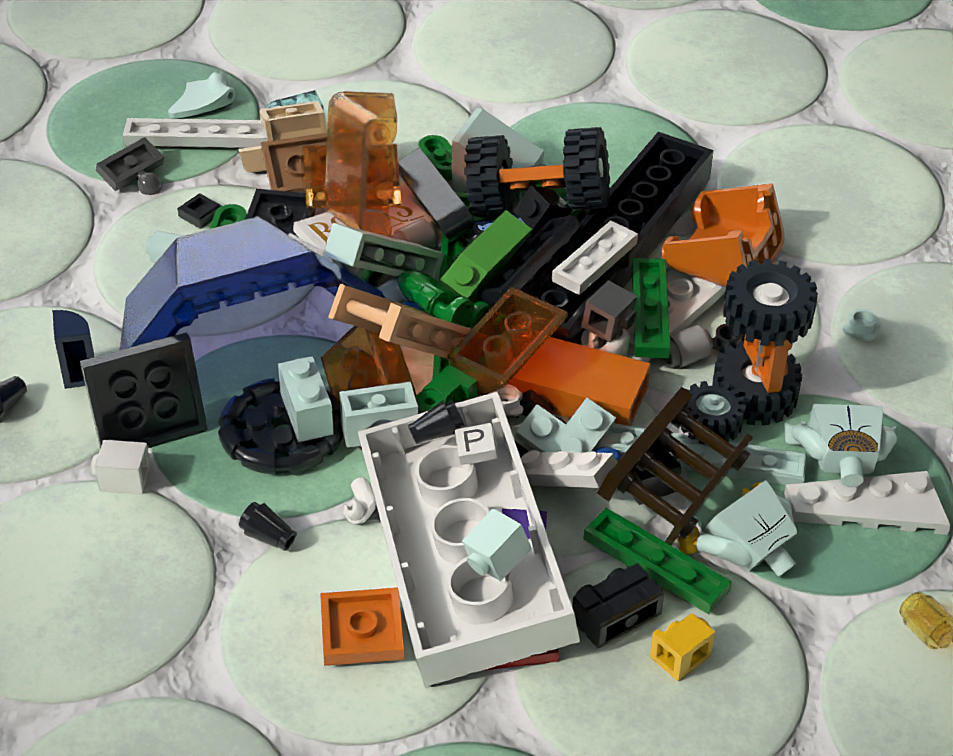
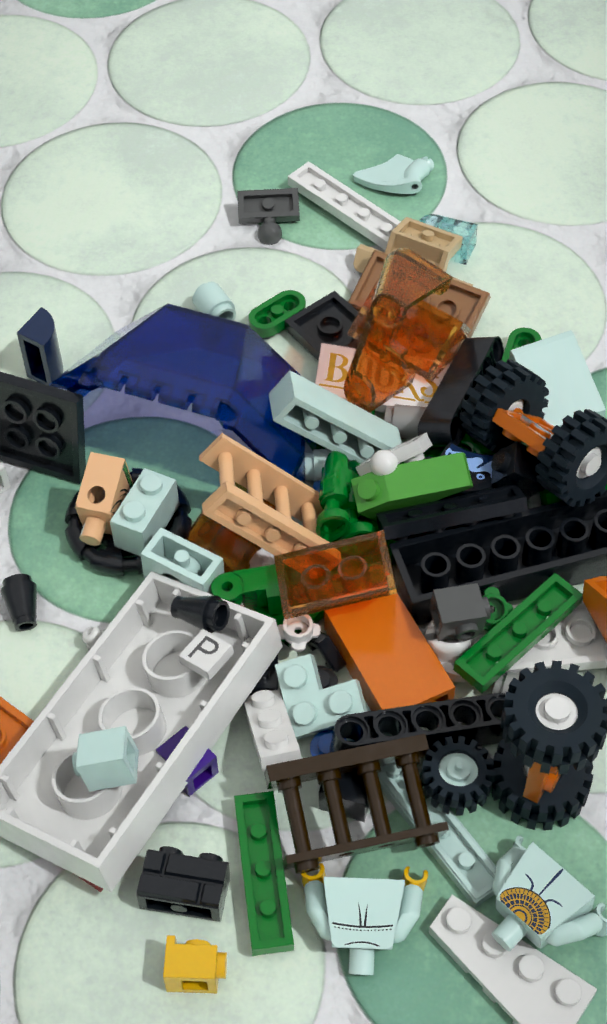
camera: 45 degrees right, 10 degrees up
(198, 210) = (278, 280): black tile -> none
(266, 417) = (101, 494): none -> light nougat torso
(453, 249) = (386, 461): none -> white plate
(594, 257) = (506, 550): white plate -> none
(682, 370) = (438, 717): none -> black beam

